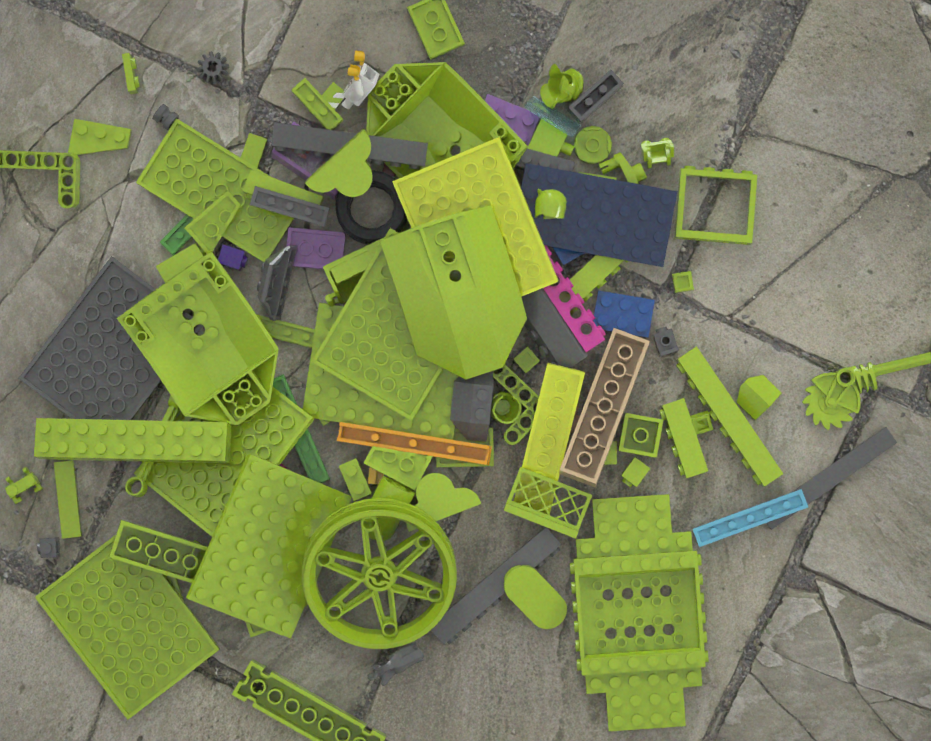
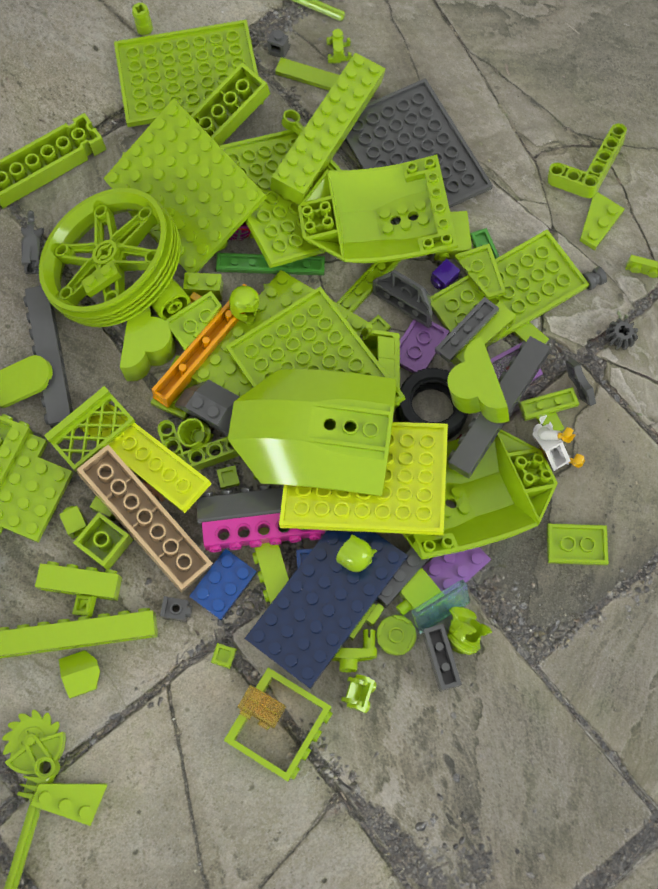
camera: 120 degrees right, 15 degrees down
(88, 703) = (142, 19): none -> lime piece
(274, 94) = (583, 387): none -> dark grey tile
(314, 296) = (380, 324): none -> lime tile
(359, 426) = (243, 300): none -> lime helmet
(410, 561) = (101, 278): none -> lime plate
(585, 169) = (375, 614): none -> lime tile
(712, 223) = (262, 707): none -> clear yellow brick
(859, 342) = (70, 801): none -> lime wing

